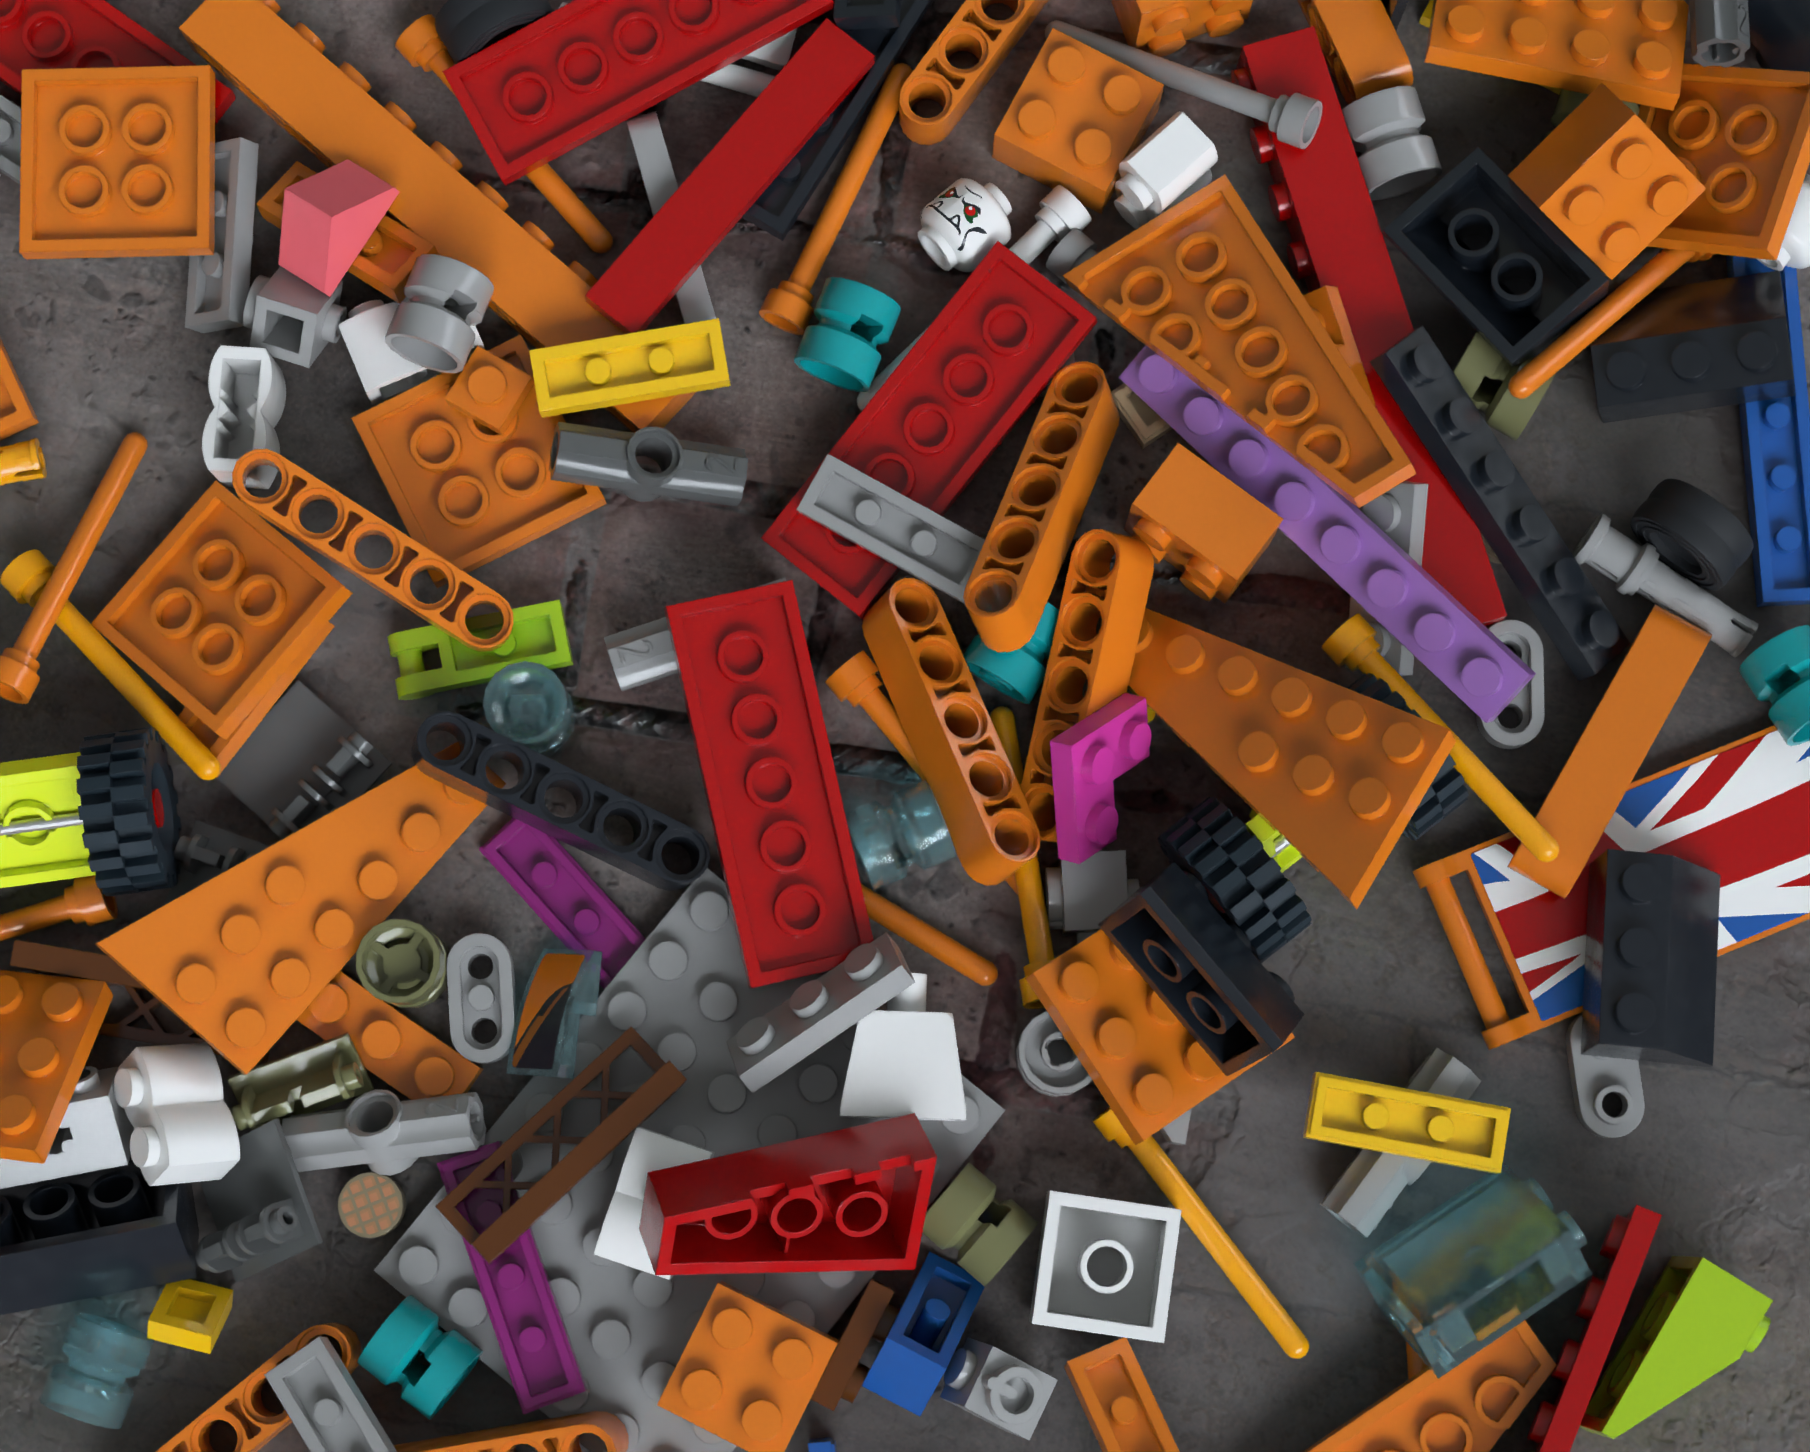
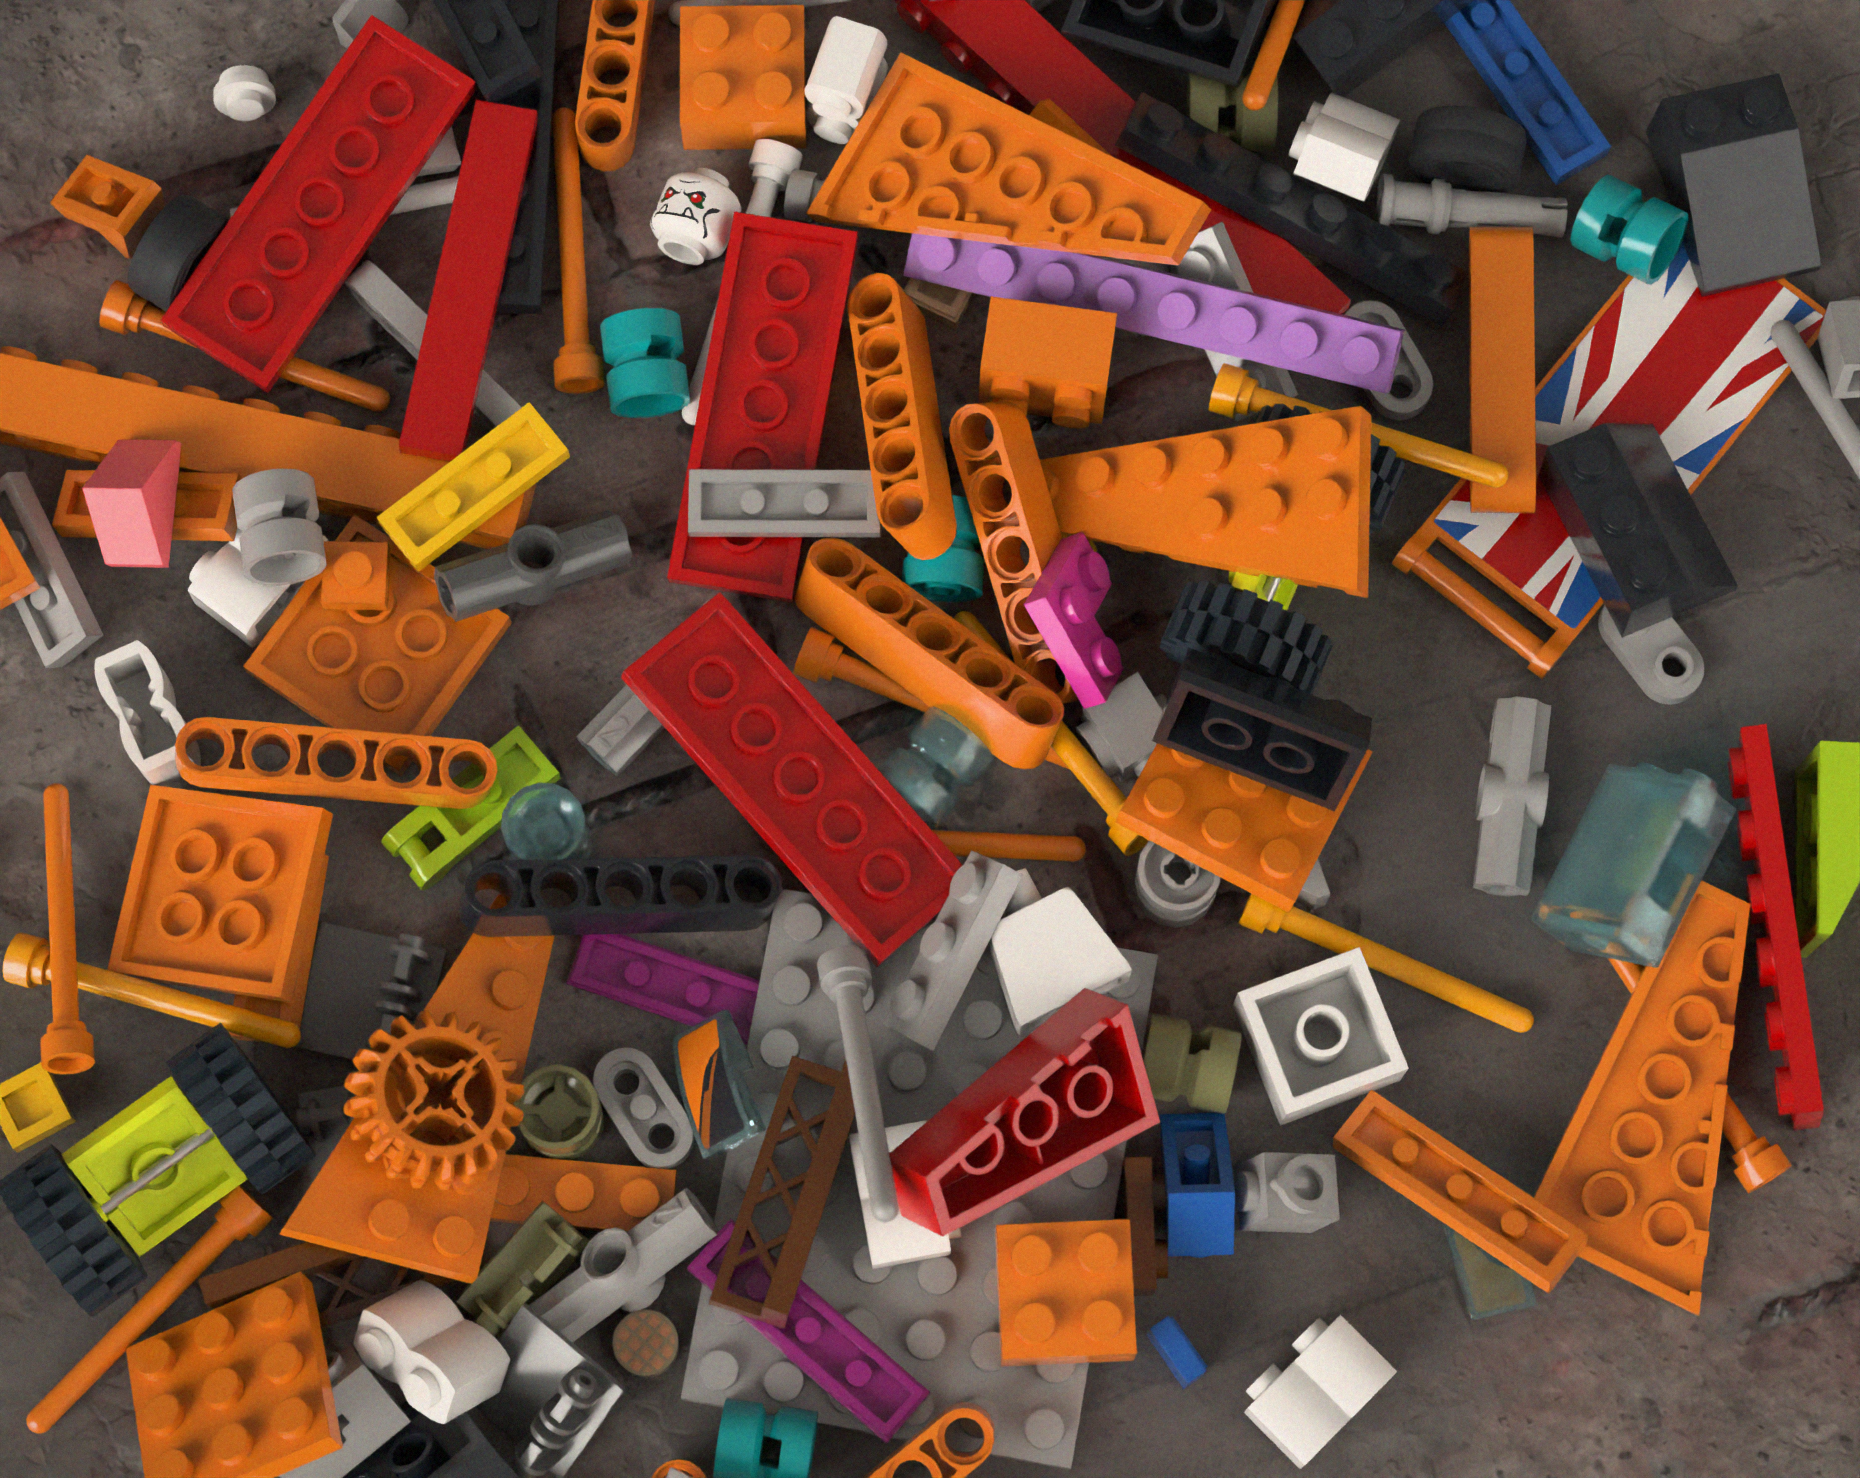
camera: 30 degrees left, 5 degrees down
(292, 317) = (142, 604): light grey brick -> none
(298, 929) = (415, 1080): none -> orange gear
(713, 985) = (846, 979): none -> light grey piece
(1407, 1122) = (1508, 771): yellow tile -> none
(1580, 470) = (1343, 145): none -> white brick

